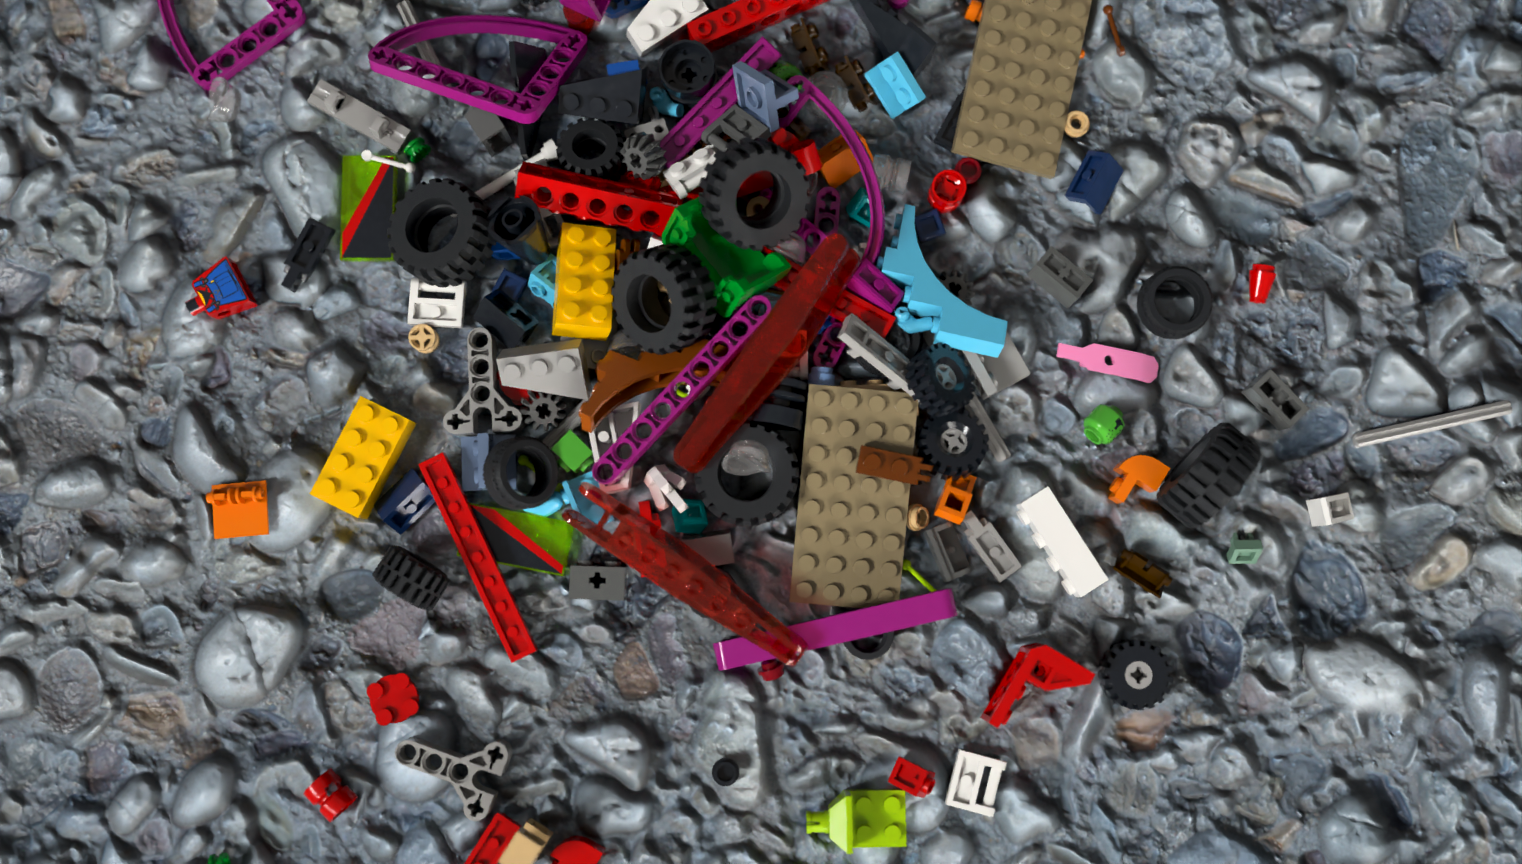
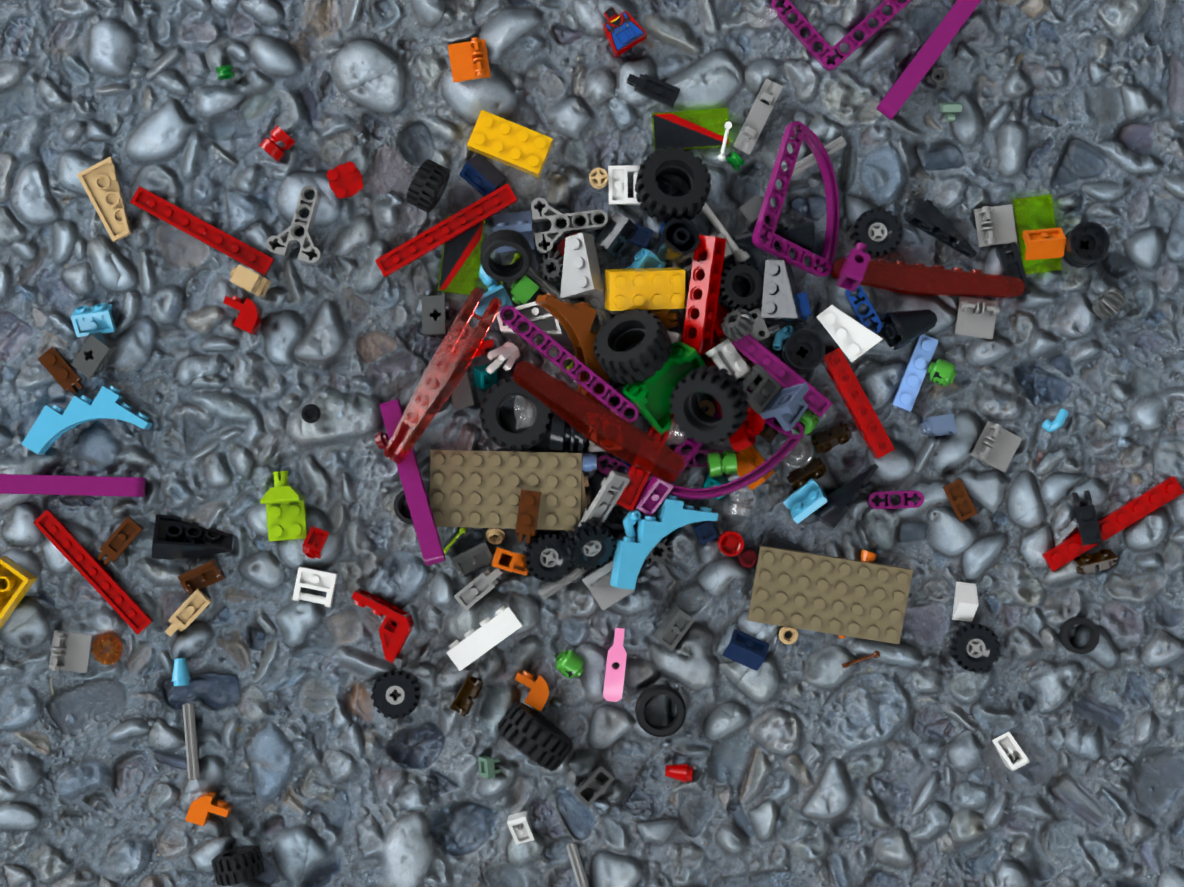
camera: 90 degrees right, 5 degrees up
(836, 192) = (722, 463): none -> bright green wheel

